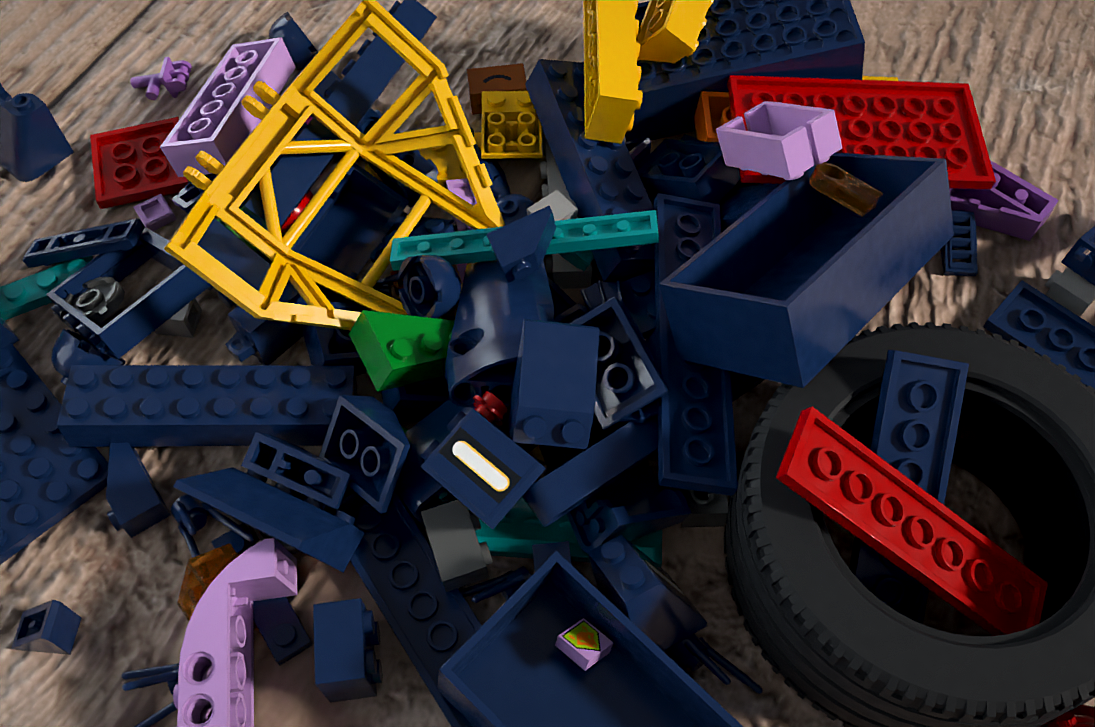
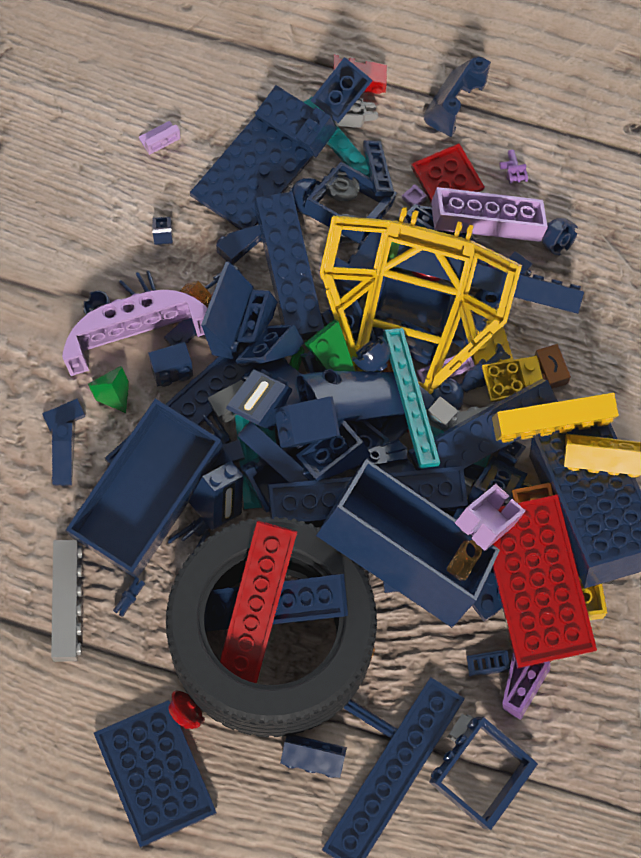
camera: 75 degrees right, 10 degrees up
(490, 408) = (294, 396): red plate -> none
(523, 244) = (397, 393): dark blue slope -> none
(584, 644) = (186, 467): tile -> none

